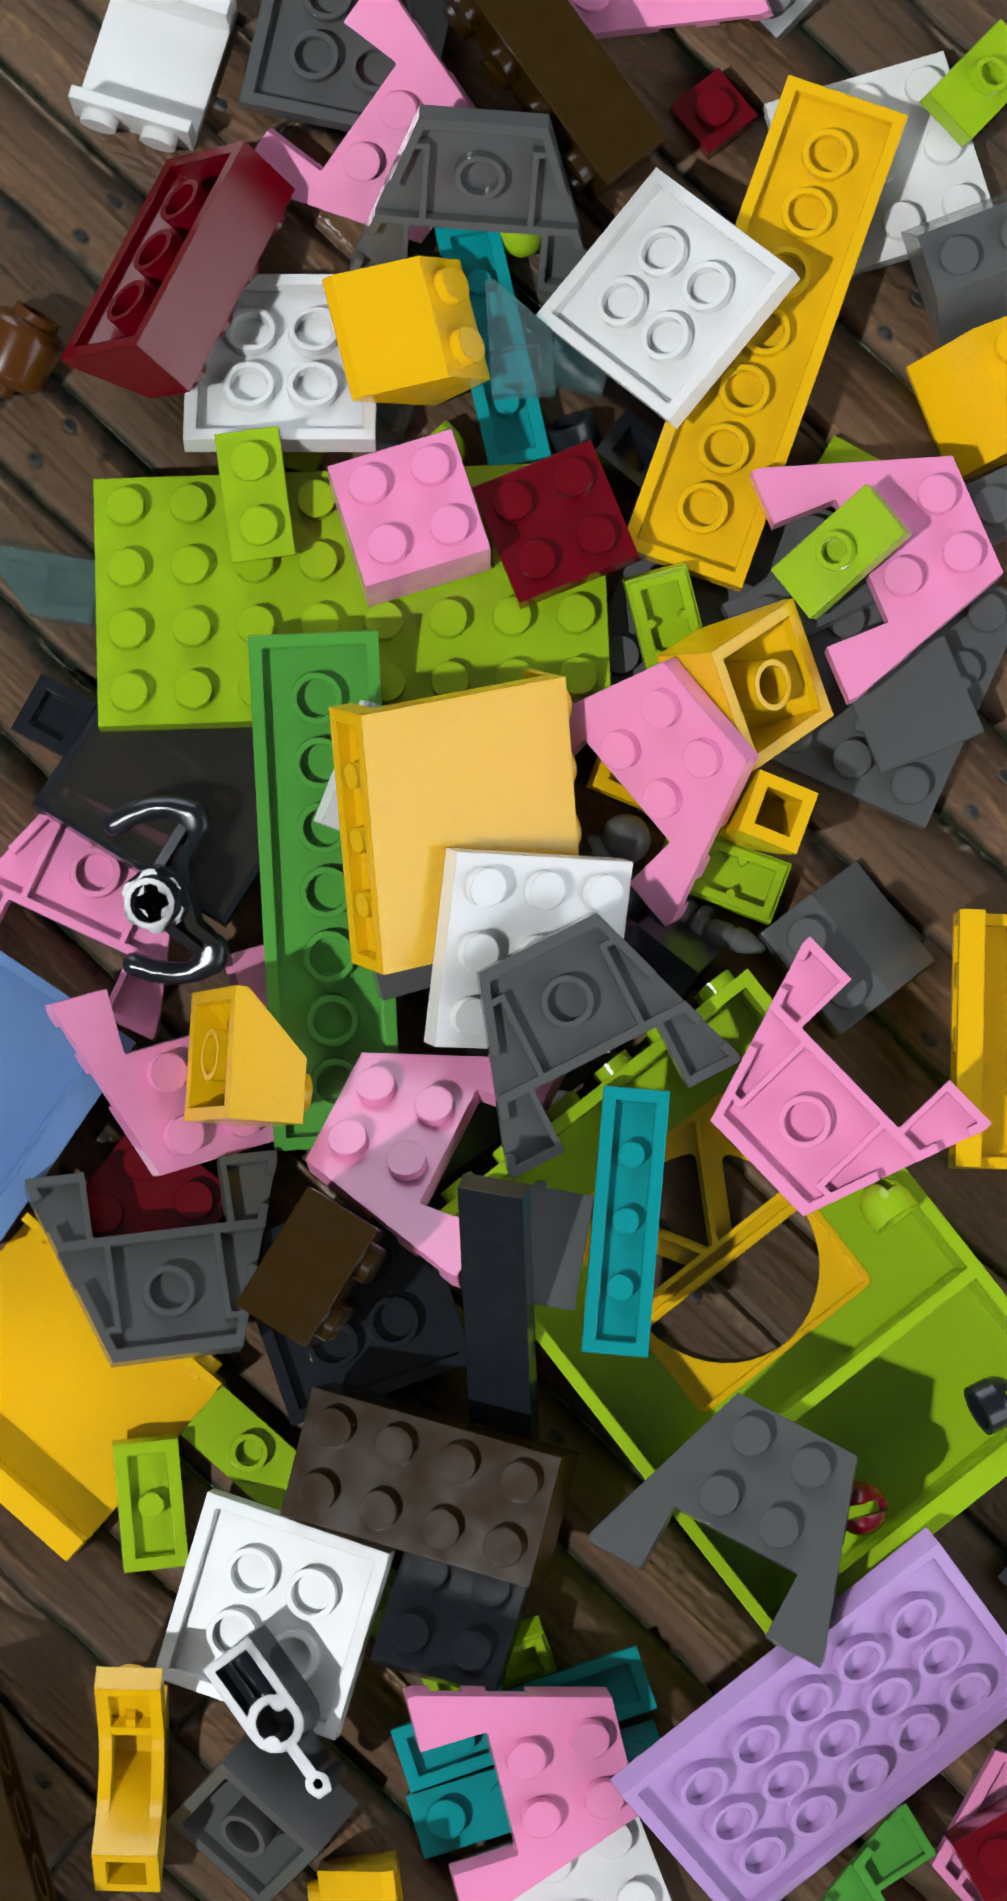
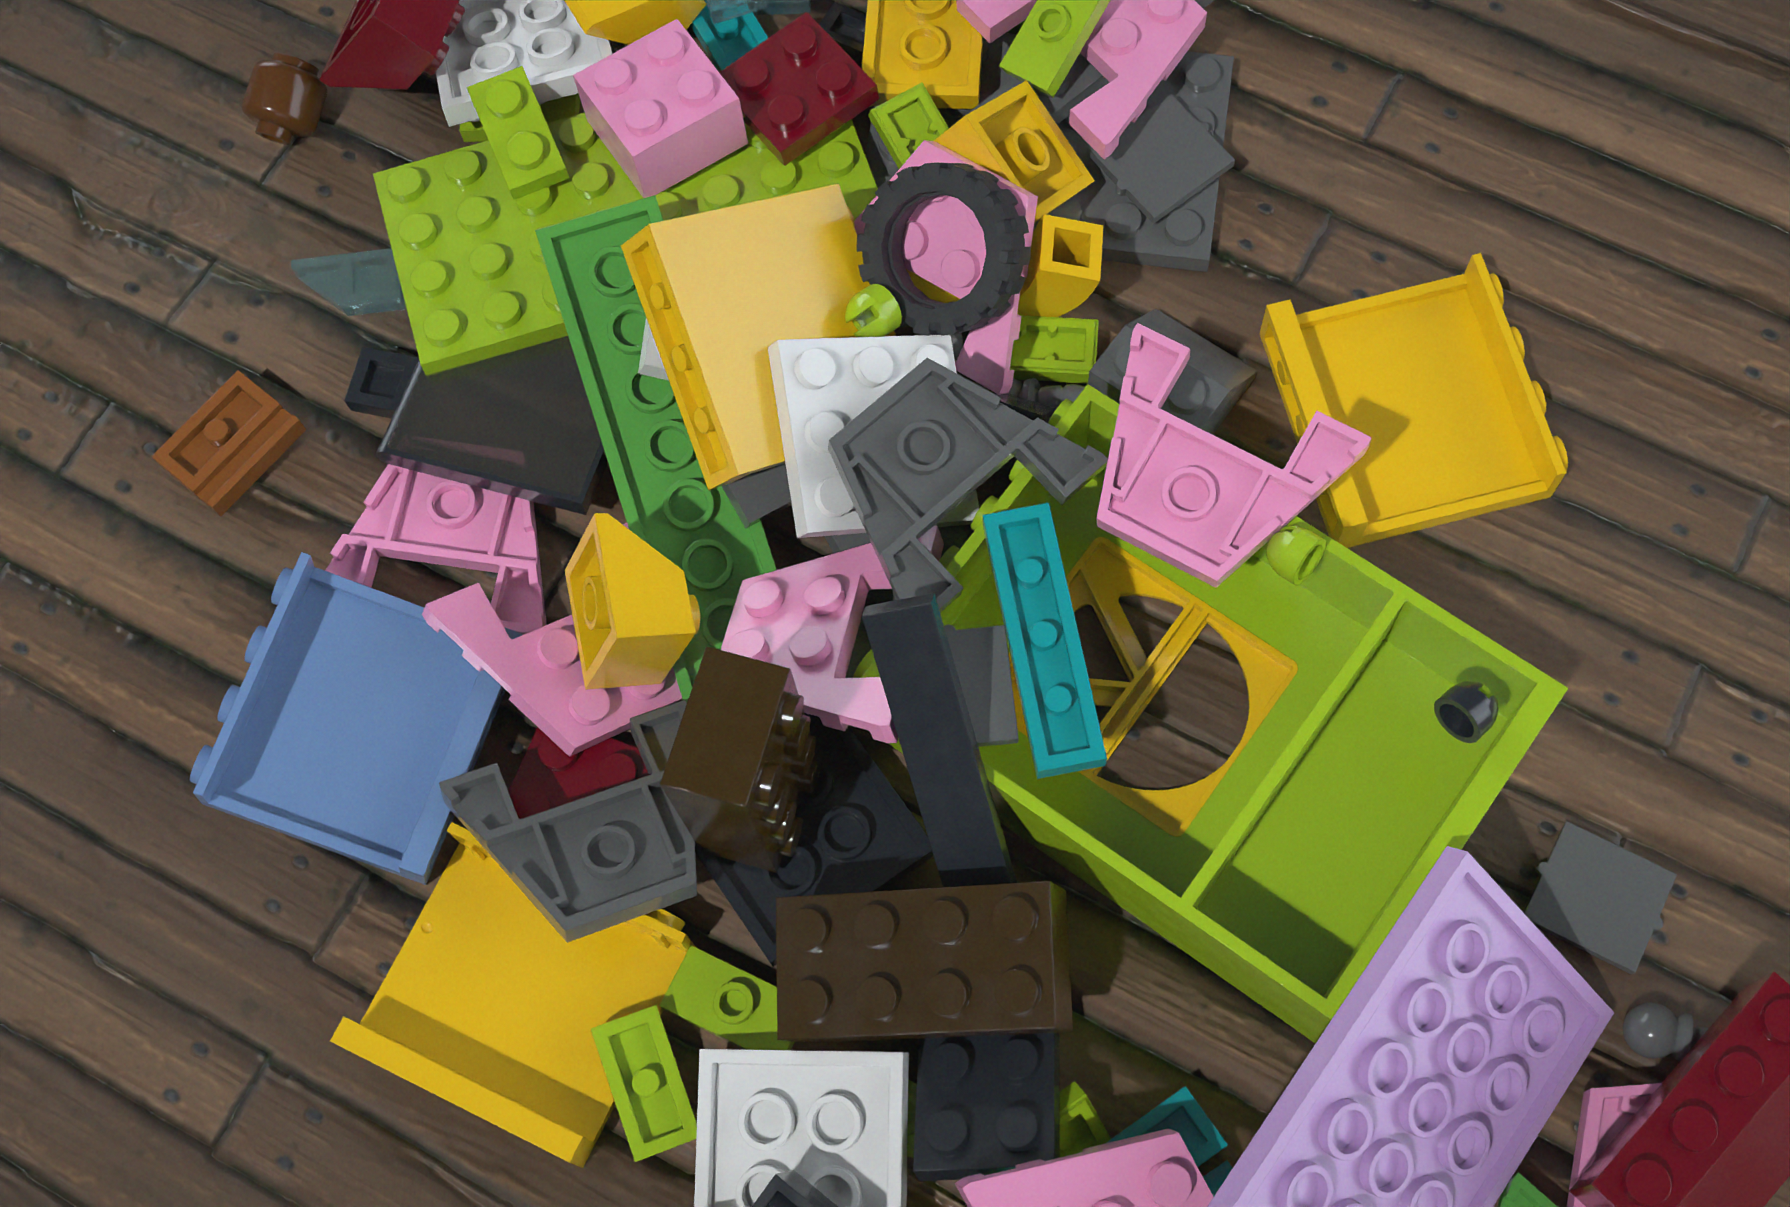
camera: 10 degrees left, 15 degrees down
(169, 891) = (517, 481): black piece -> none
(561, 827) = (874, 312): none -> lime hinge
(698, 757) = (1002, 235): none -> black tyre
(763, 1488) = (1265, 855): dark grey wing -> none
(868, 1523) = (1378, 867): dark red hinge -> none

